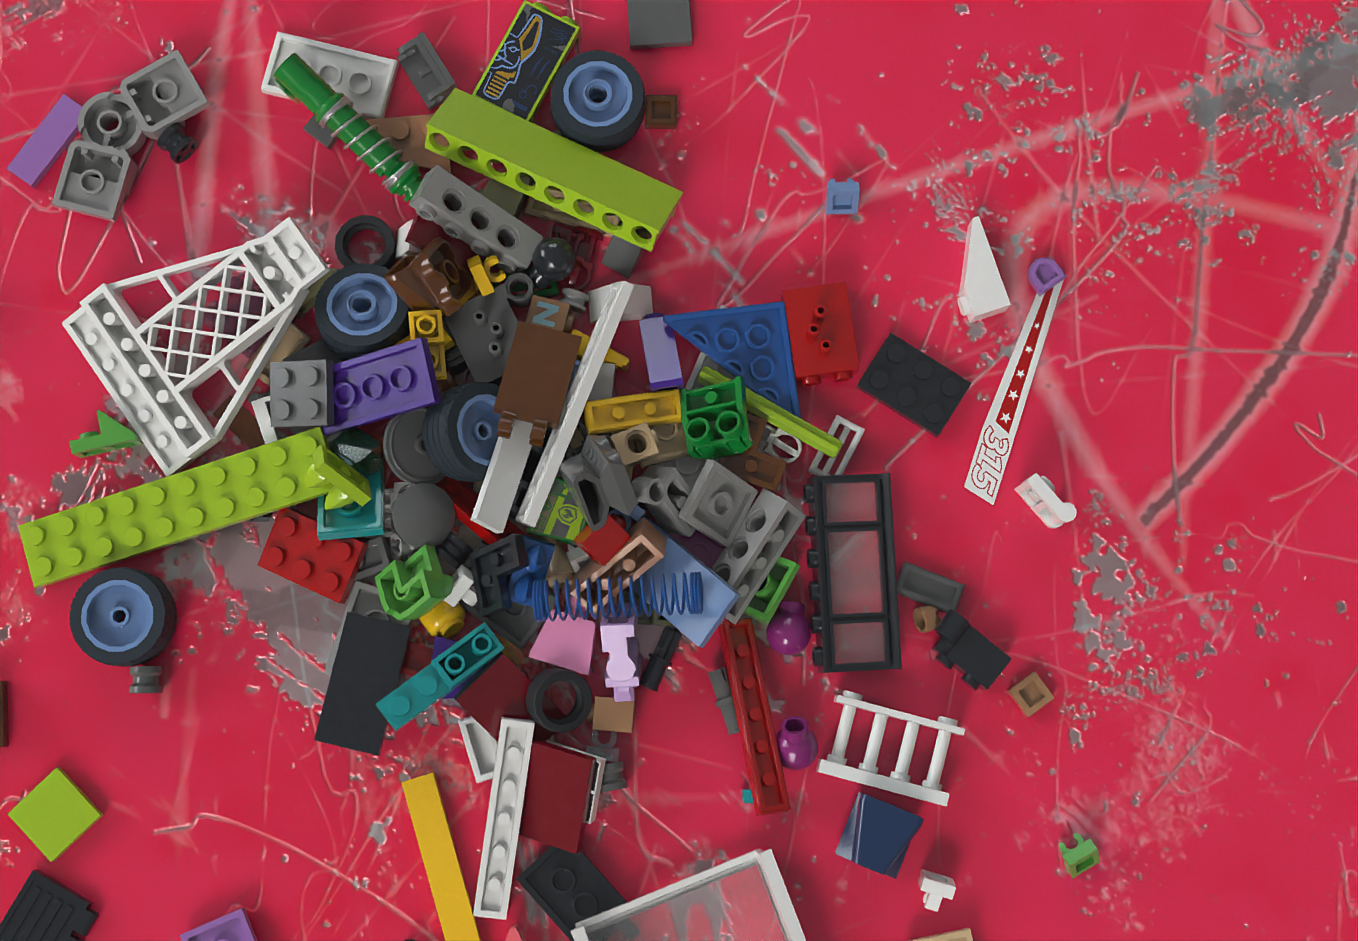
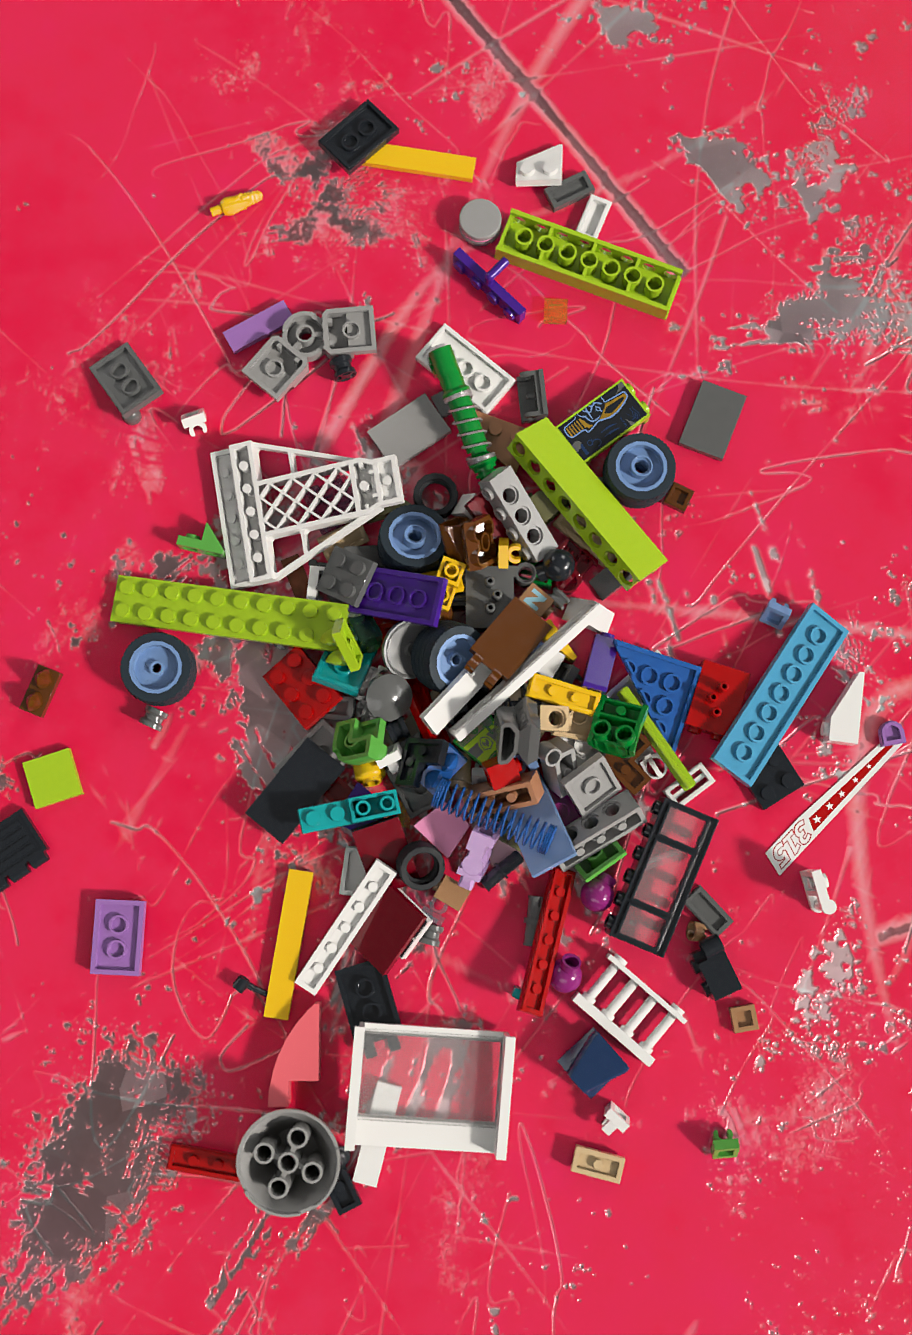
camera: 30 degrees right, 0 degrees up
(21, 290) = (193, 419): none -> white tile
(297, 181) = (409, 430): none -> light grey tile
(628, 384) = (567, 673): none -> dark grey tile
(891, 291) = (779, 695): none -> dark azure plate

